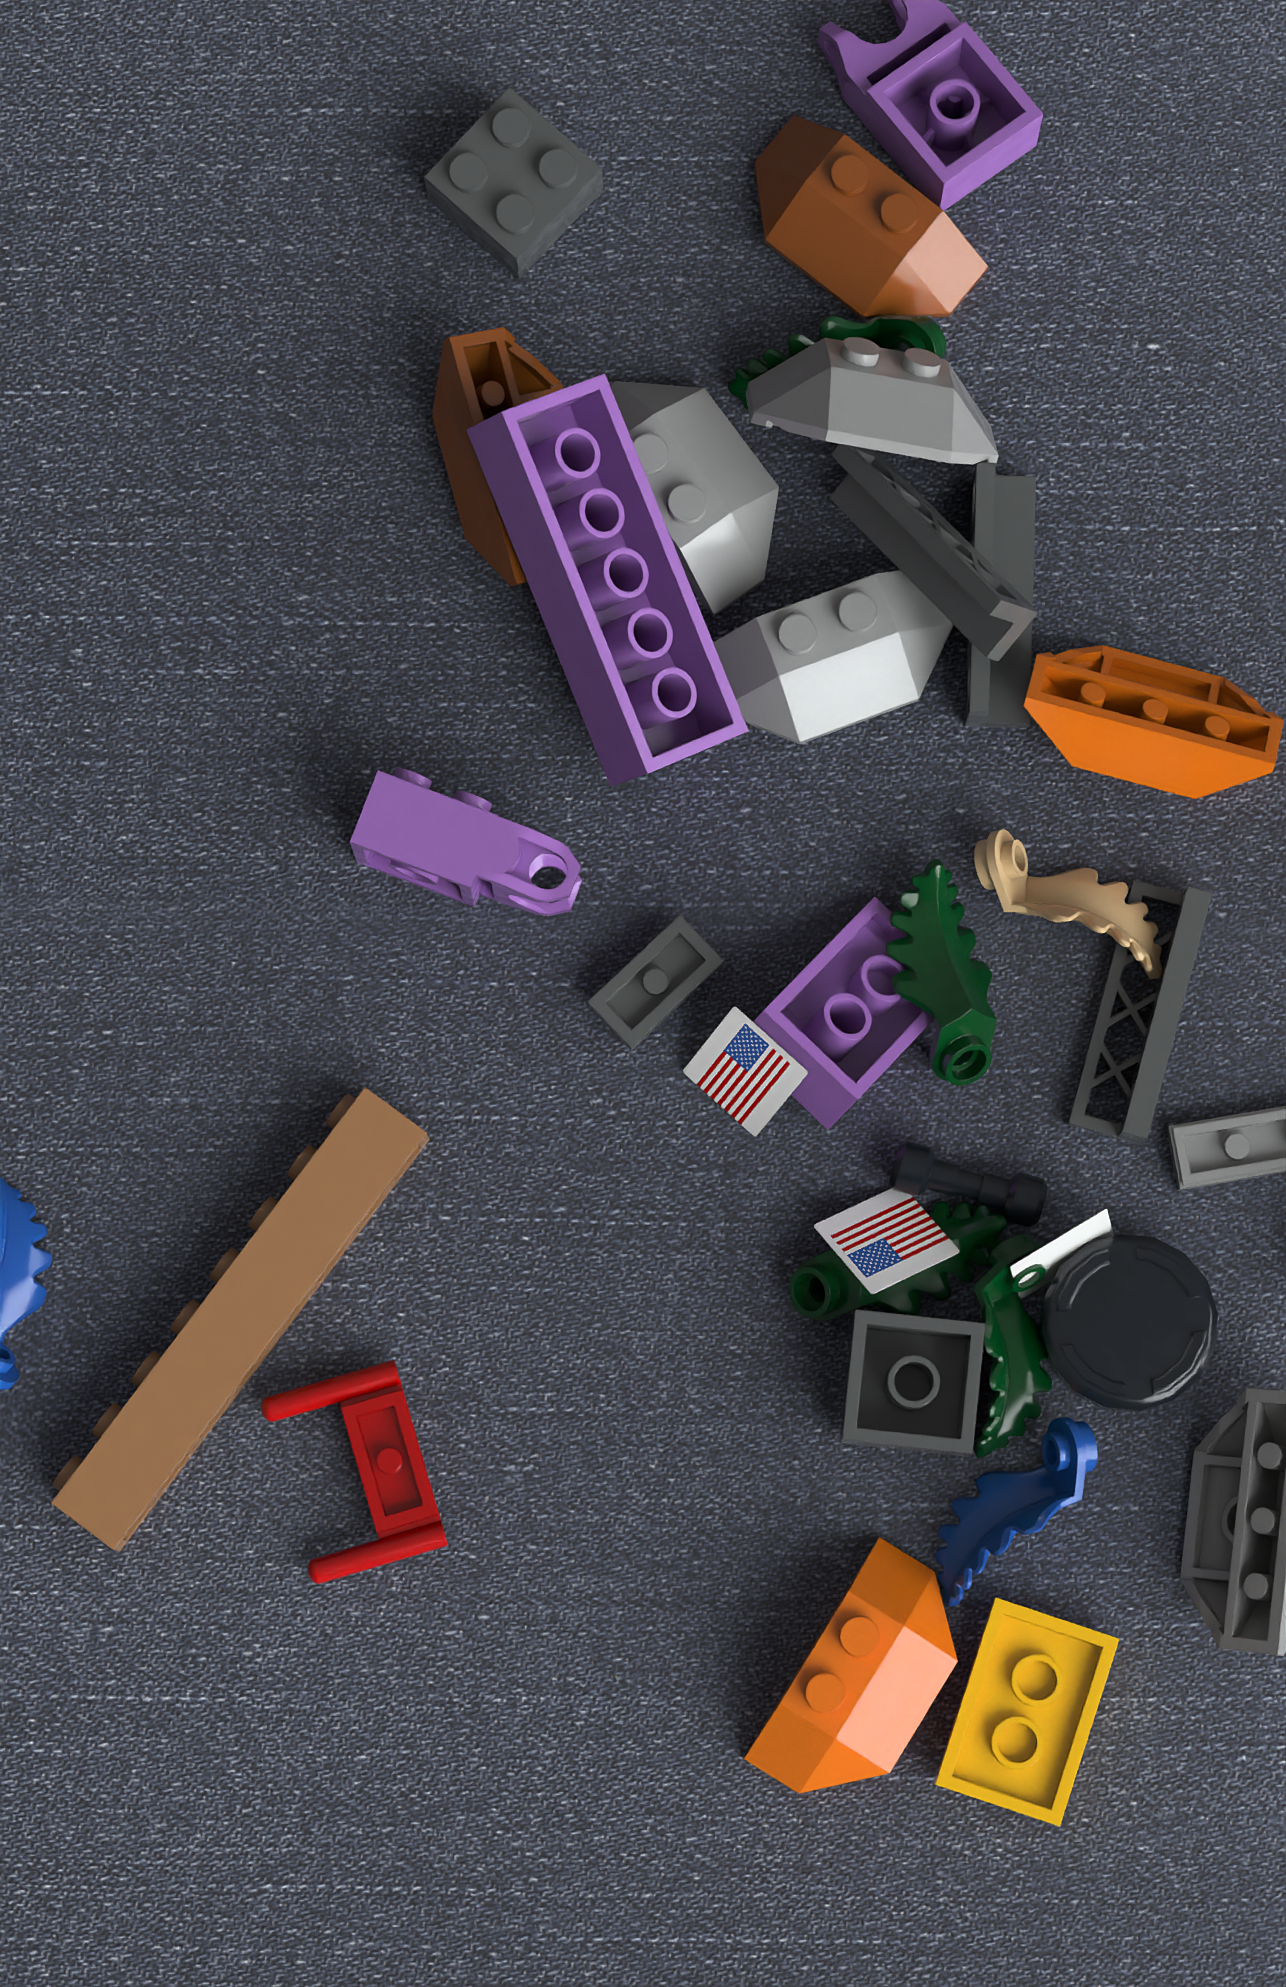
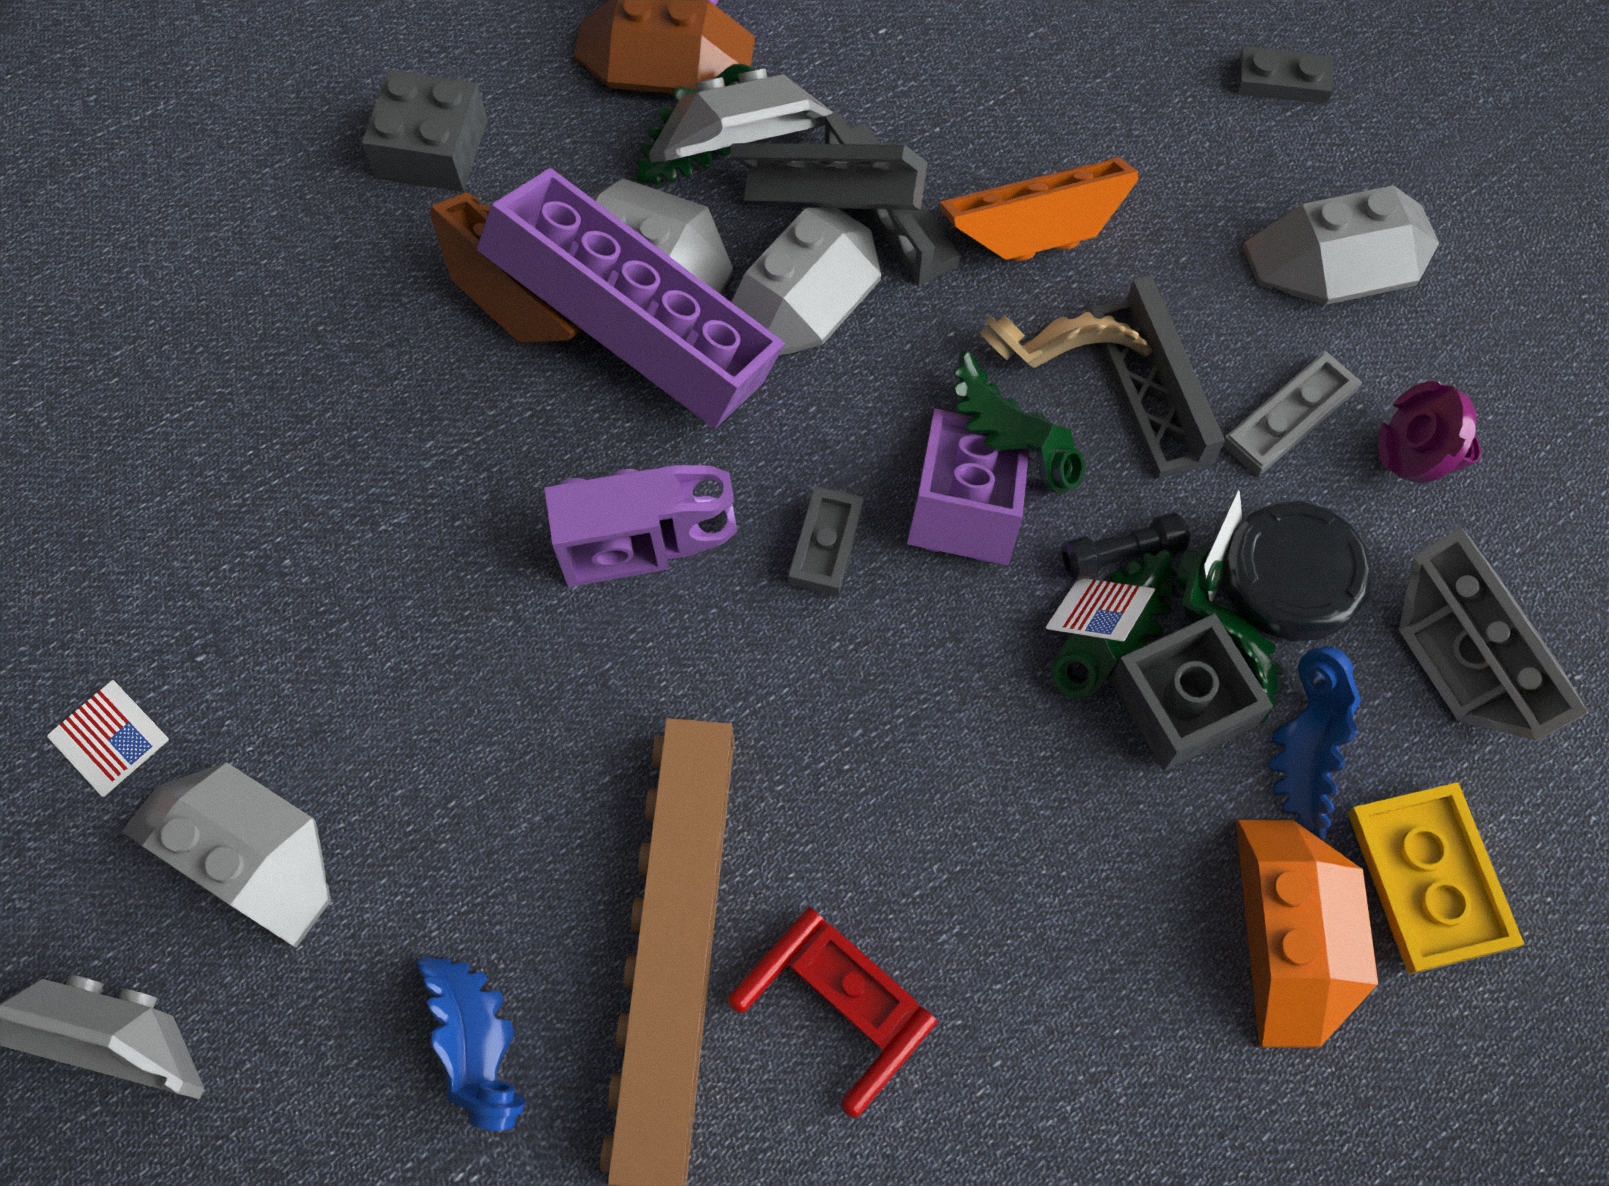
camera: 30 degrees left, 15 degrees down
(745, 1071) = (927, 557): sticker -> none

